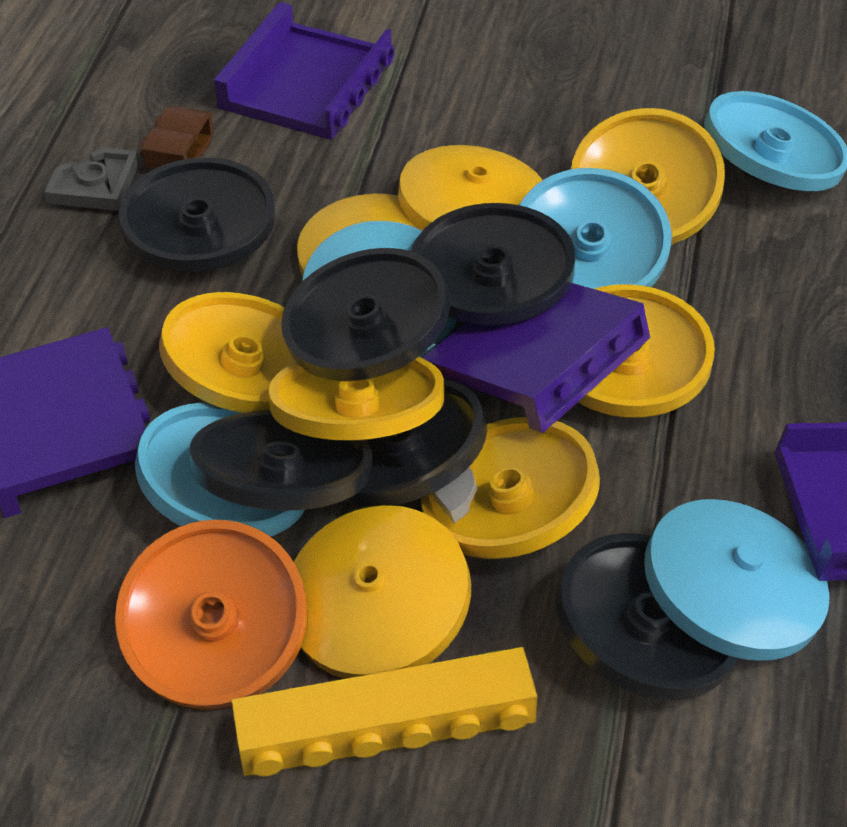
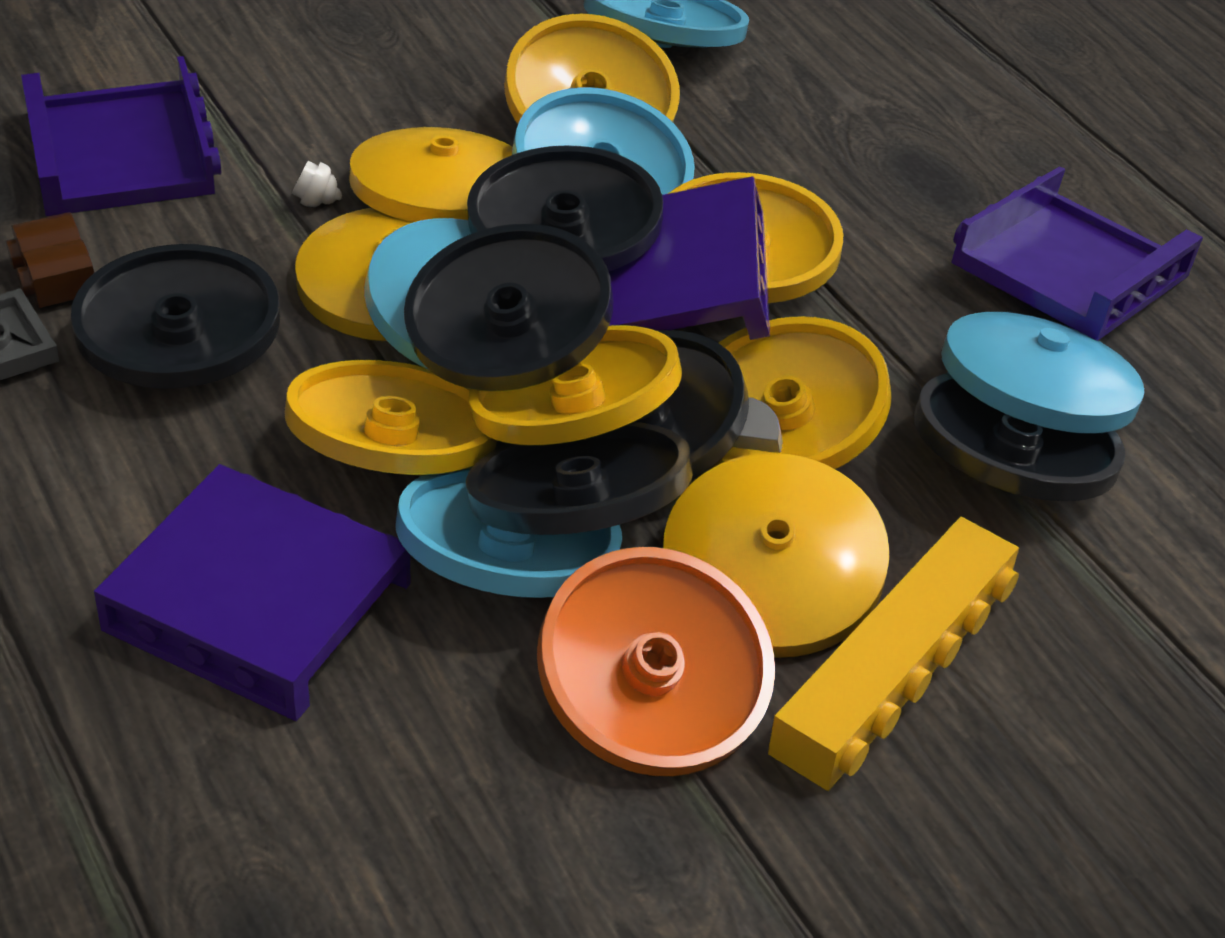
camera: 45 degrees left, 5 degrees down
(387, 163) = (316, 185): none -> white plate

